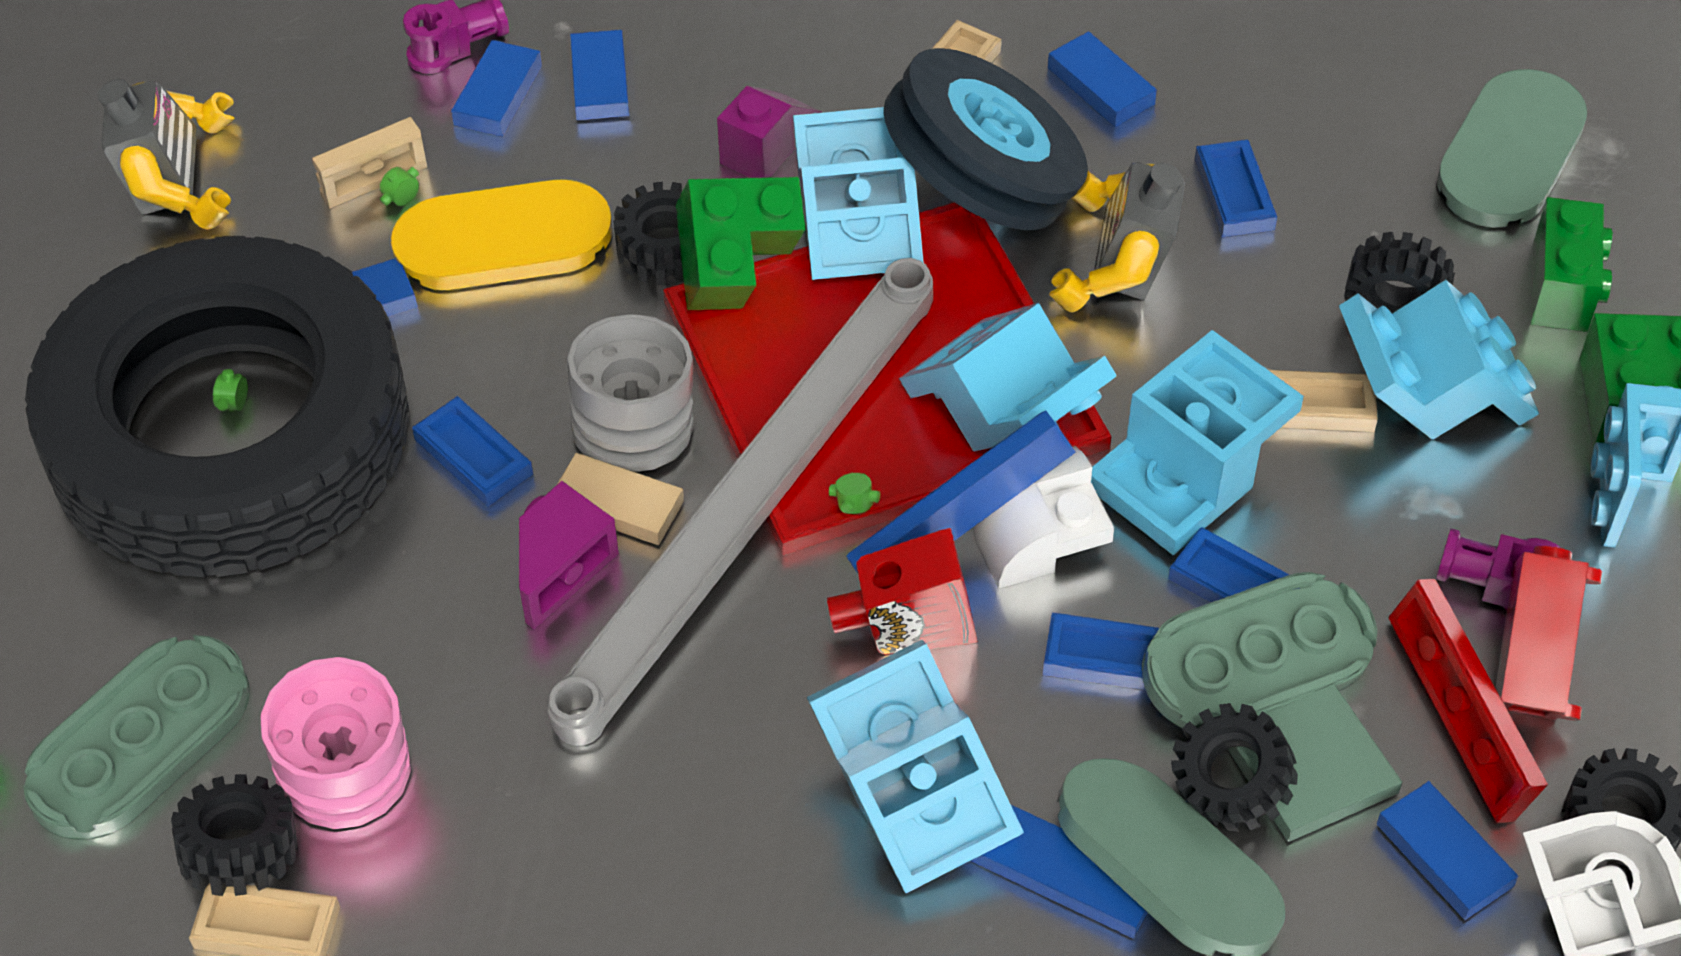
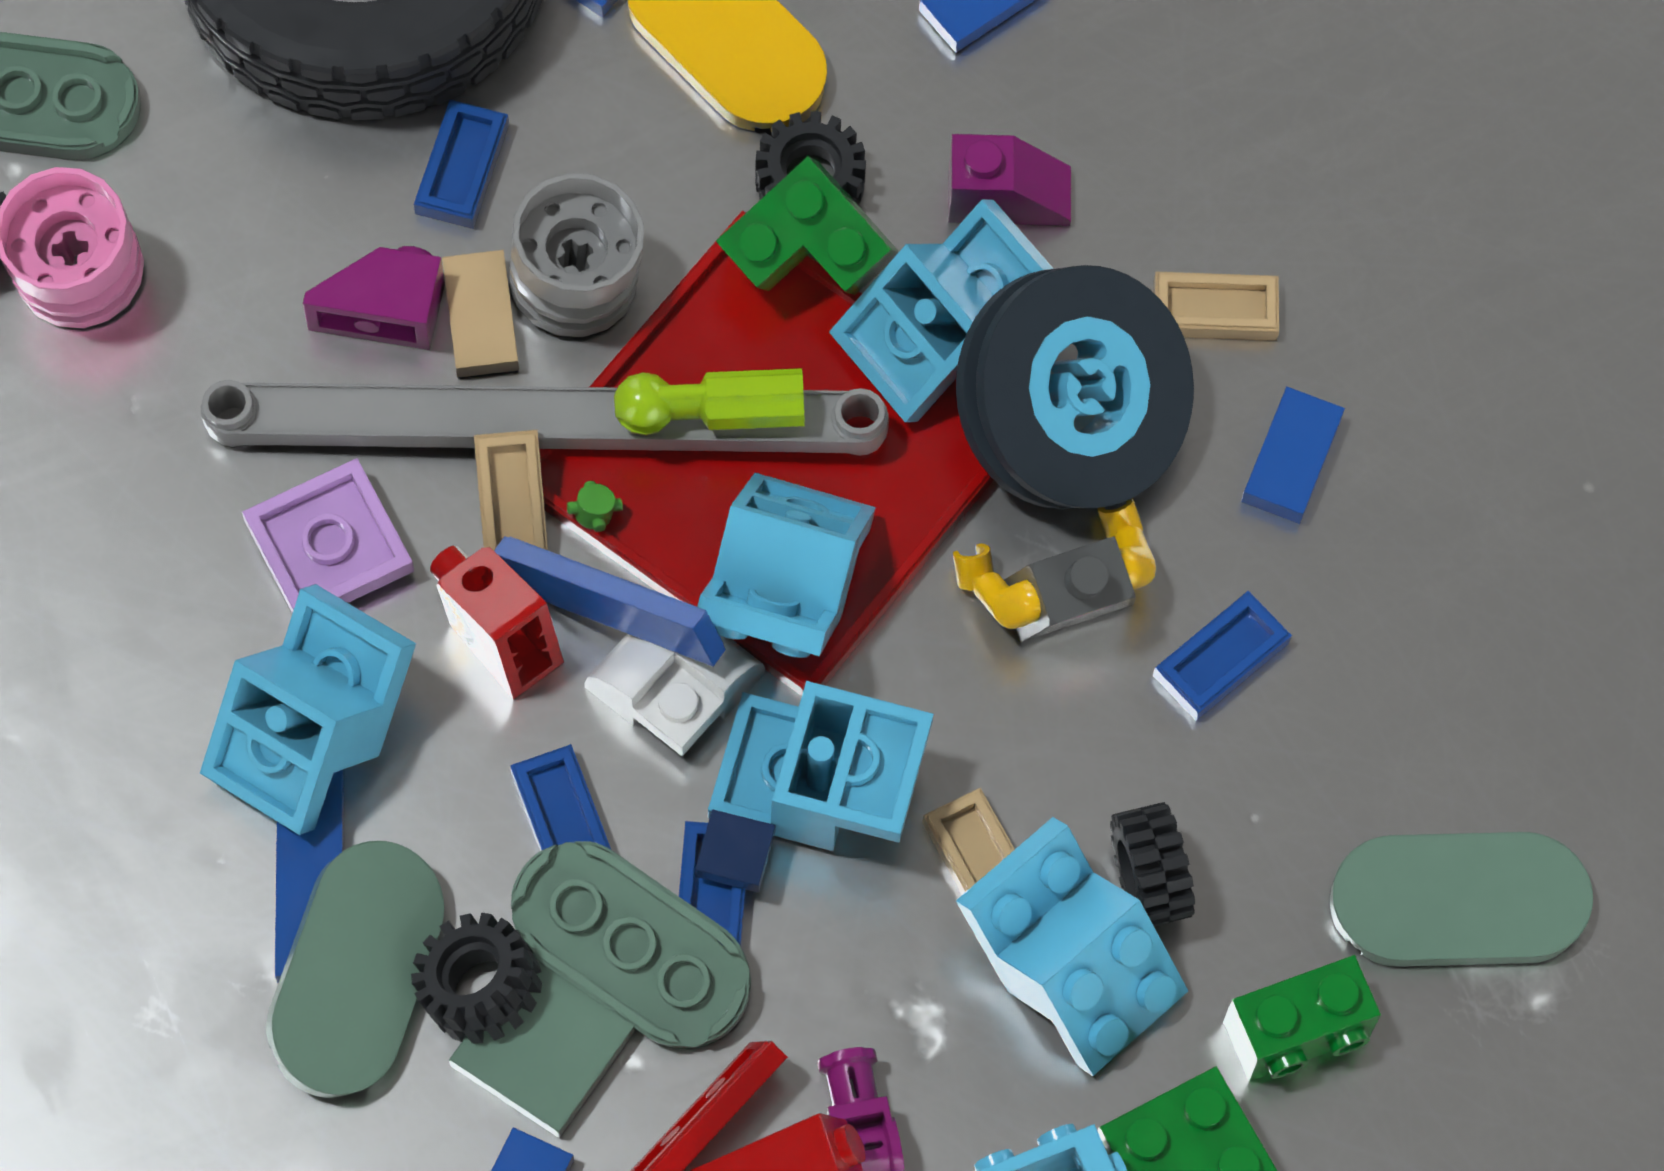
camera: 55 degrees right, 15 degrees up
(749, 696) = (329, 536): none -> lavender plate
(801, 542) = (510, 487): none -> tan tile
(836, 351) = (721, 401): none -> lime piece
(1224, 538) = (735, 850): none -> dark blue tile

